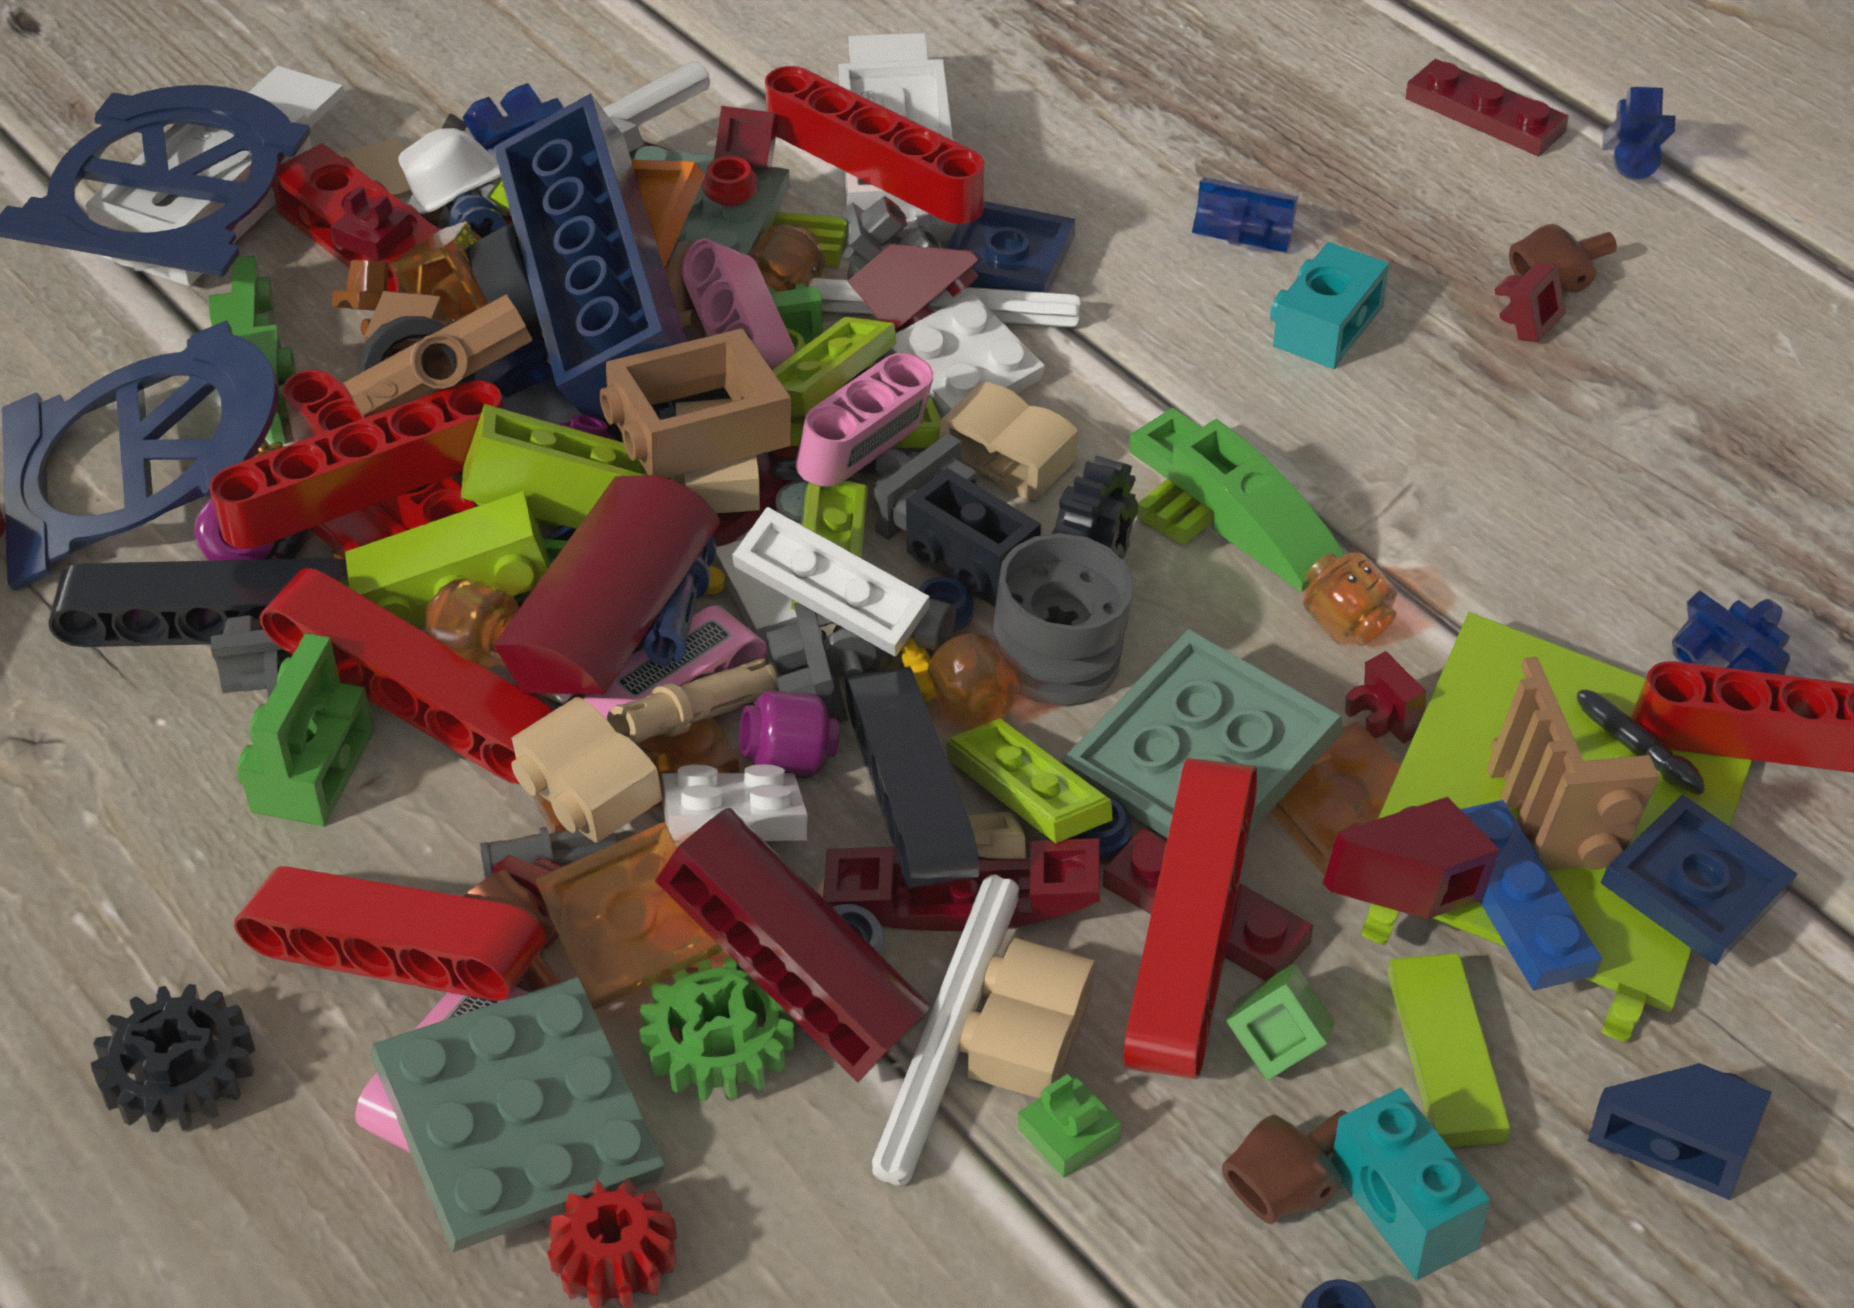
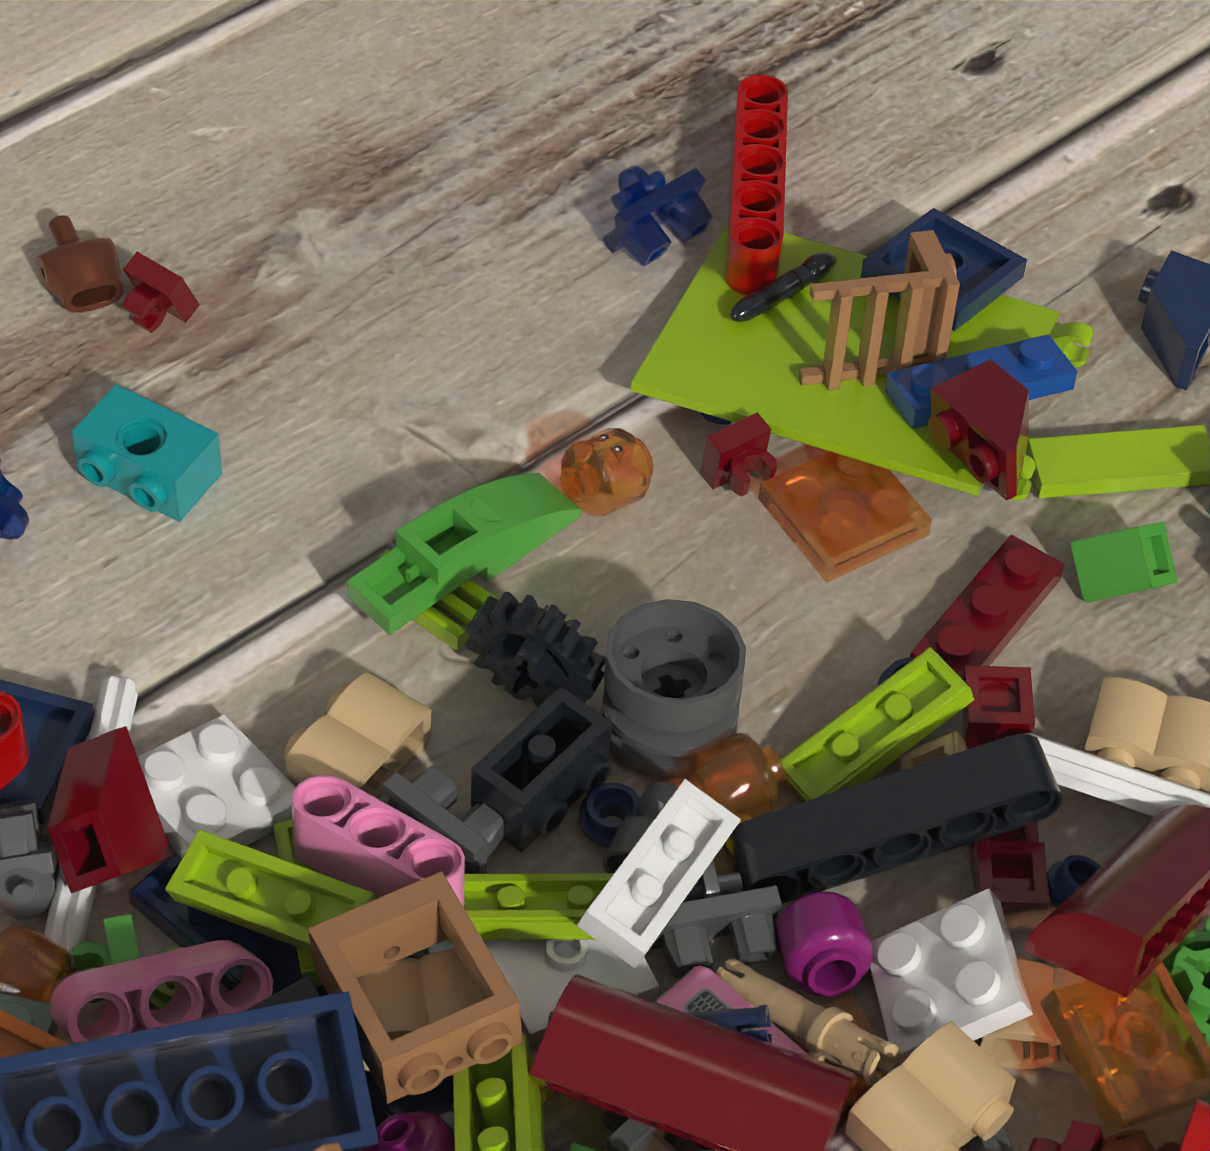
camera: 95 degrees left, 5 degrees up
(1191, 919) = (1043, 600): red beam -> none
(1207, 708) = (825, 590): sand green plate -> none

